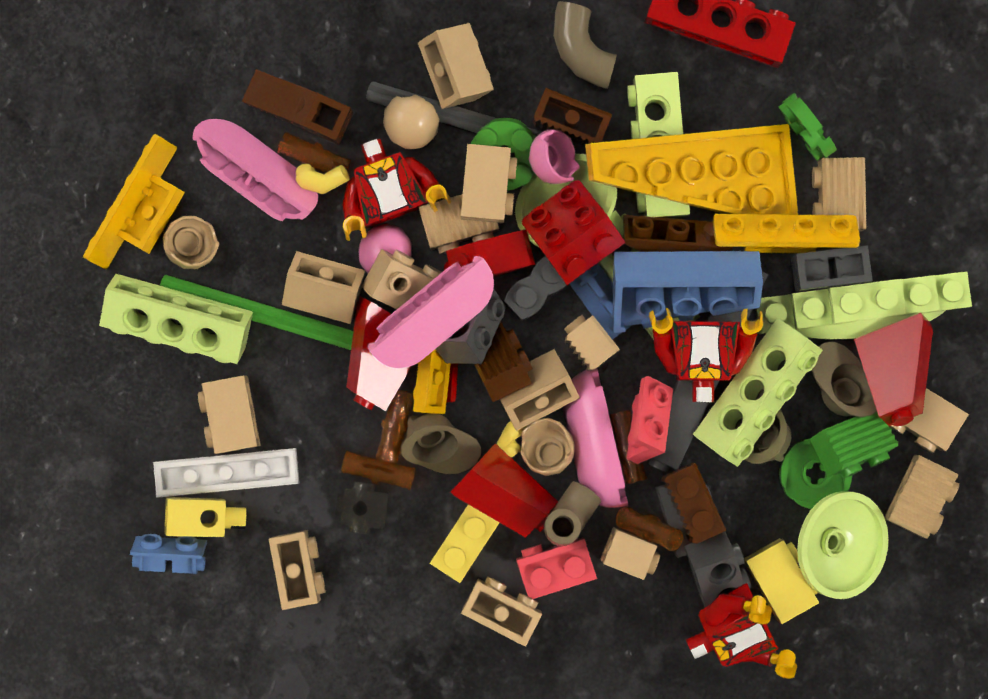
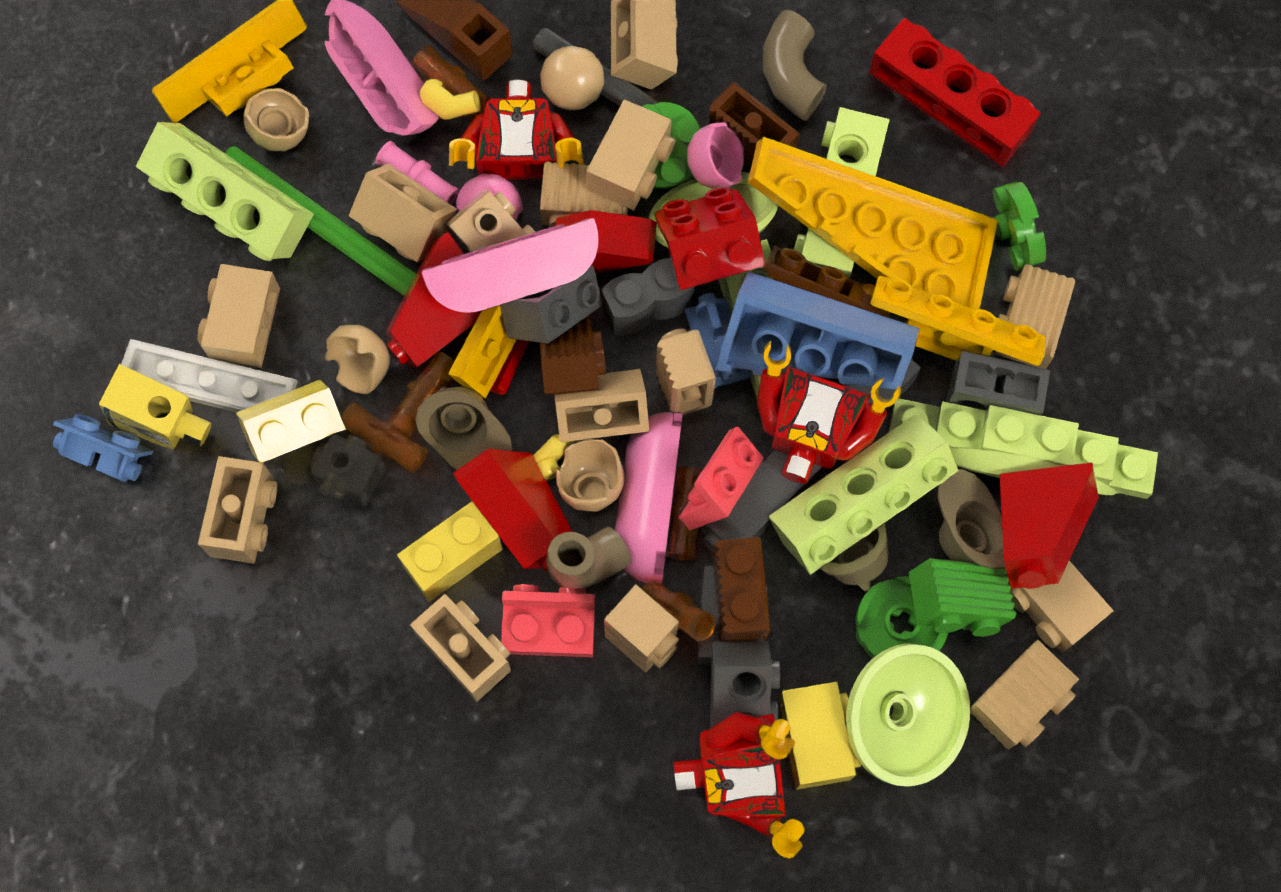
camera: 15 degrees right, 15 degrees down
(307, 487) = (290, 421): none -> brick
(319, 247) = (417, 171): none -> bright pink pin
(337, 415) = (360, 357): none -> tan hair

